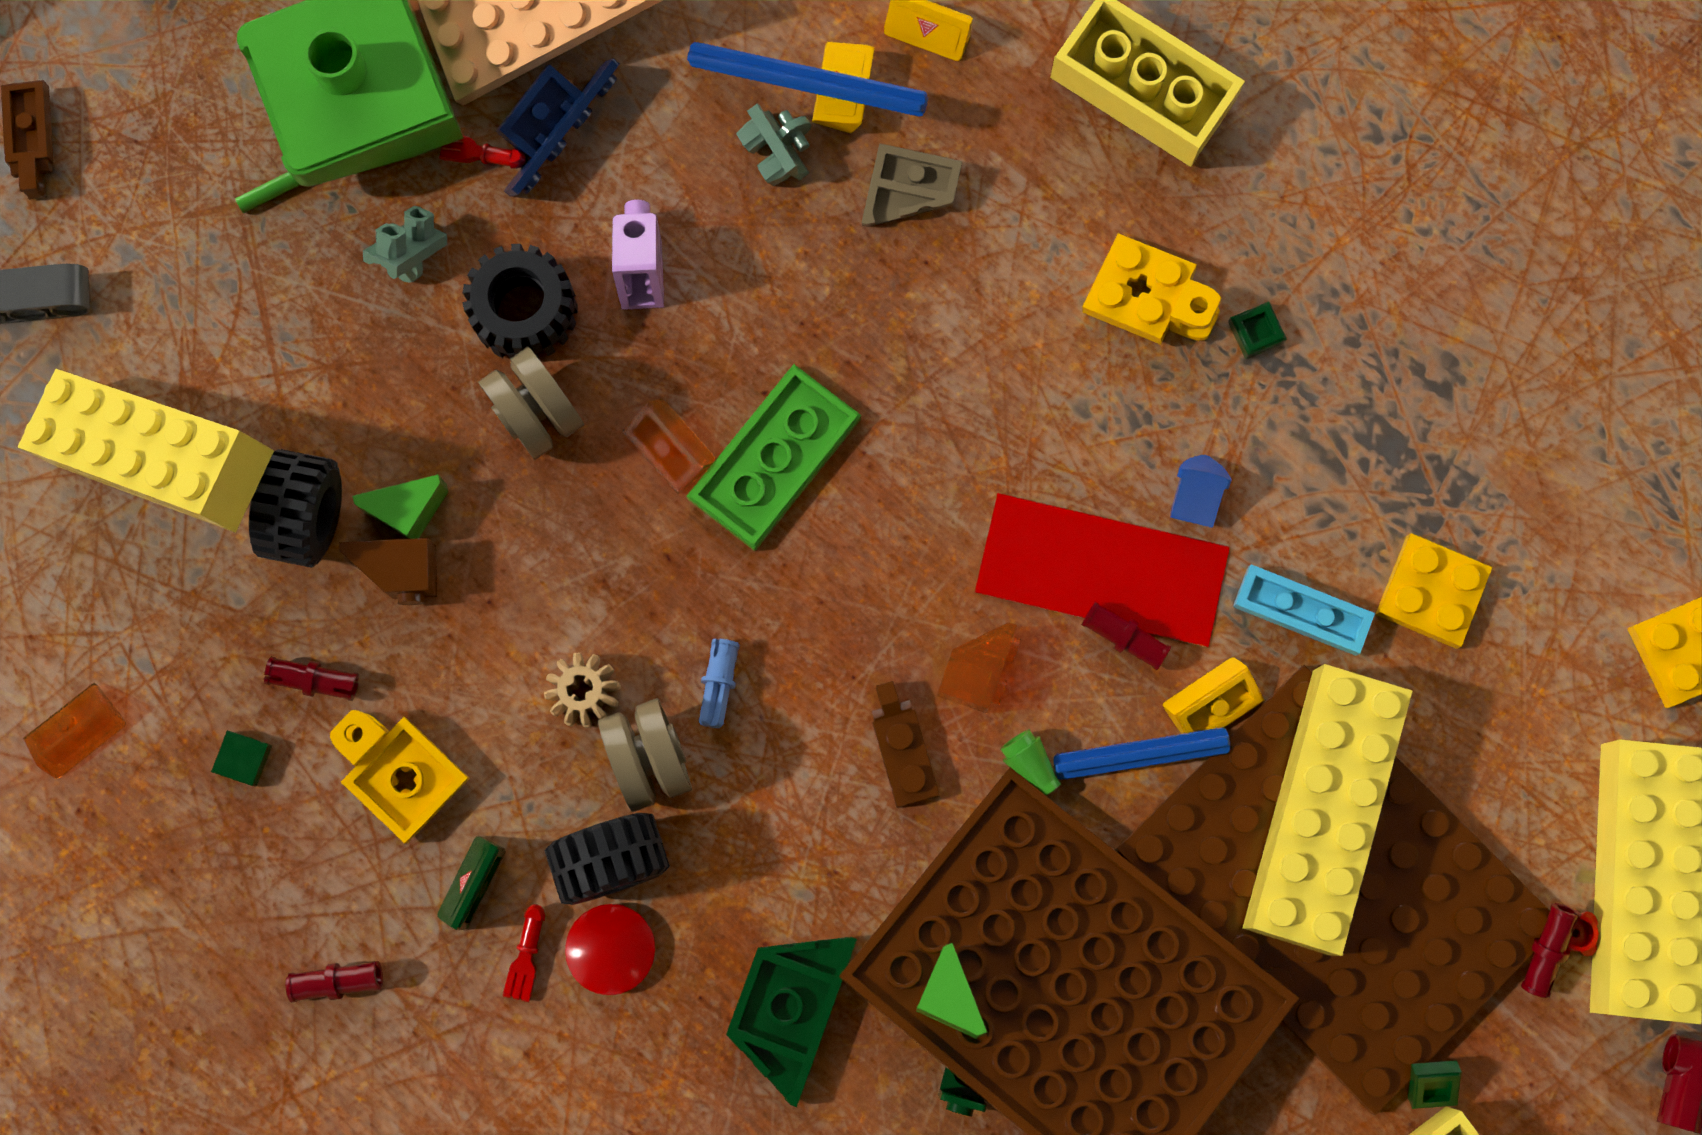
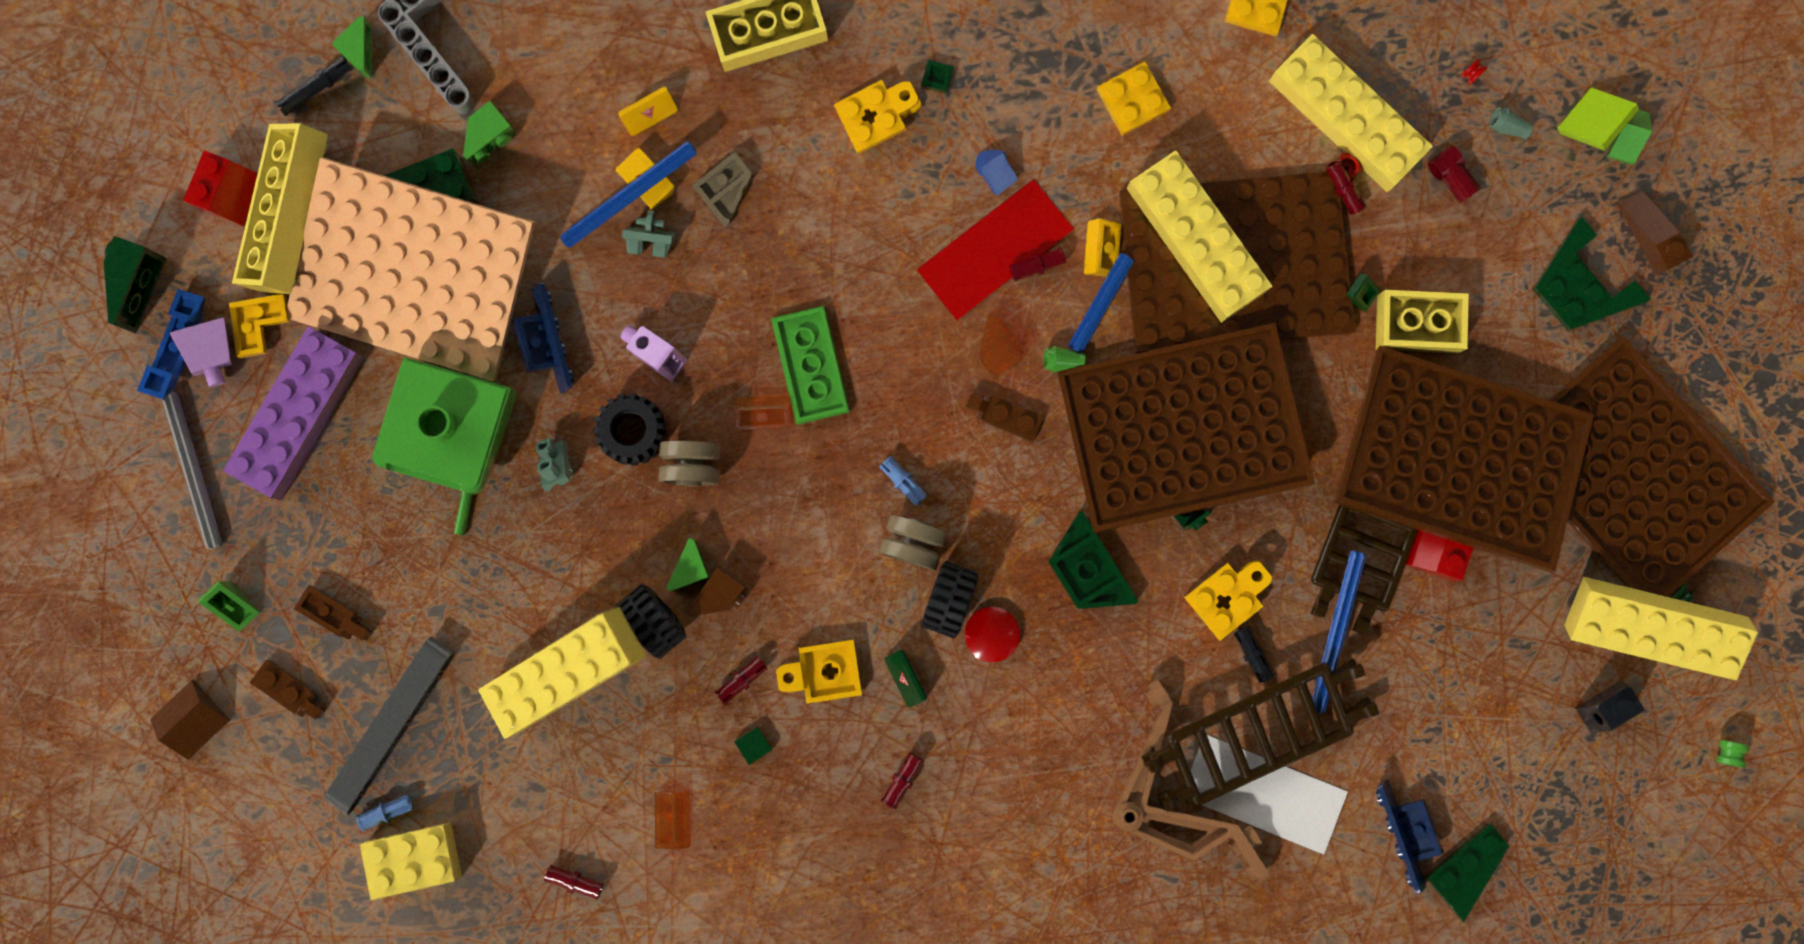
camera: 50 degrees left, 5 degrees up
(468, 151) = (525, 394): red piece -> none
(522, 971) = (968, 684): red piece -> none
(570, 681) = (845, 552): tan gear -> none
(950, 997) = (1146, 485): bright green slope -> none
(1303, 610) = (1093, 168): medium azure plate -> none

